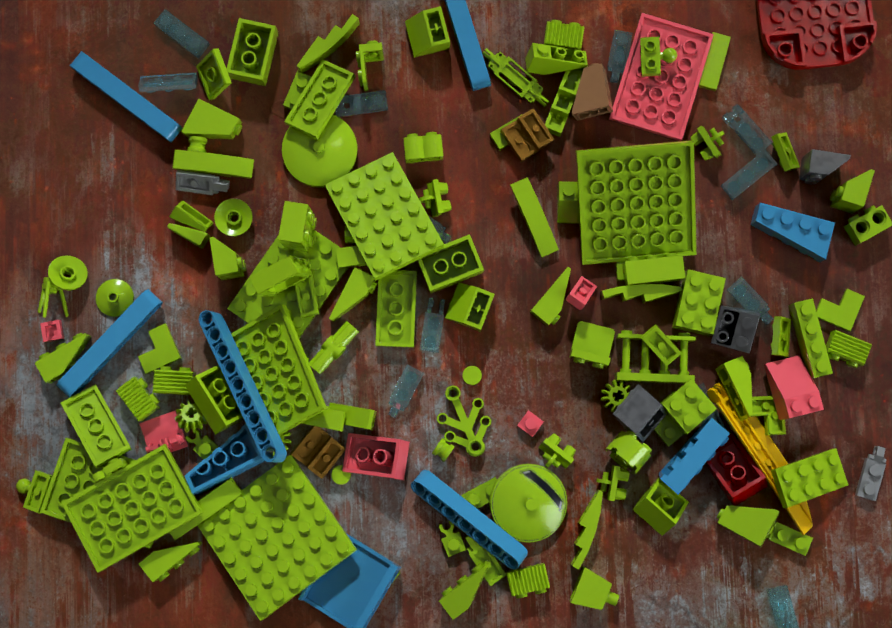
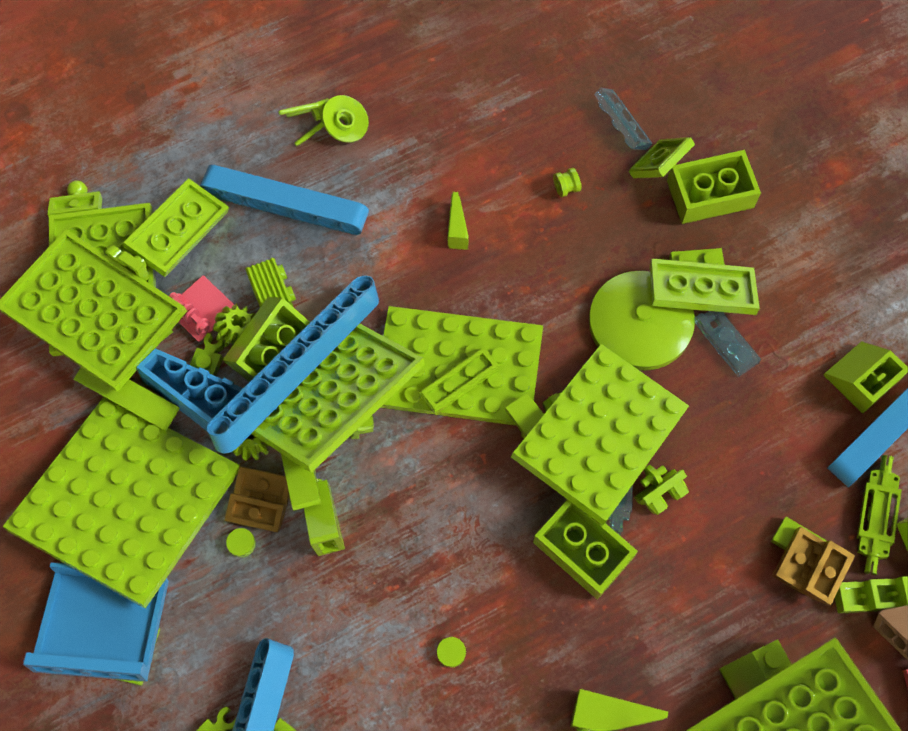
camera: 65 degrees right, 15 degrees down
(52, 331) = (270, 135): coral plate -> none
(56, 364) = (233, 153): lime slope -> none
(123, 300) = (350, 187): lime dish -> none
(126, 97) = (580, 87): dark azure beam -> none
(138, 398) = (231, 258): lime brick -> none
(161, 561) = (43, 378): lime slope -> none
(164, 352) = (303, 263): lime tile -> none
(181, 33) = (687, 107): clear light blue plate -> none
(188, 215) = (479, 211): lime slope -> none
(200, 183) = (525, 206): light grey hinge -> none
(211, 122) = (603, 184): lime slope -> none
(213, 164) = (555, 209): lime slope -> none
(226, 261) = (444, 273): lime slope -> none
(231, 208) = (503, 250): lime dish -> none
(280, 275) = (457, 339): lime window -> none
(297, 226) = (528, 327): lime brick -> none
(323, 48) = (778, 269): lime slope -> none
(333, 347) = (401, 453): lime piece -> none
(355, 291) = (485, 444): lime slope -> none
(368, 53) = (793, 312): lime bracket -> none
(376, 456) = (283, 576): coral slope -> none
(396, 309) = (490, 508): lime plate -> none
(404, 390) = (388, 570): clear light blue hinge -> none
(423, 147) = (716, 440): lime brick -> none
(432, 328) = (489, 566): clear light blue hinge -> none
(443, 449) = (331, 661): lime wheel -> none
(465, 424) = (381, 675): lime plant -> none
(469, 306) = (542, 603): lime slope -> none
(534, 217) = (709, 632): lime slope -> none

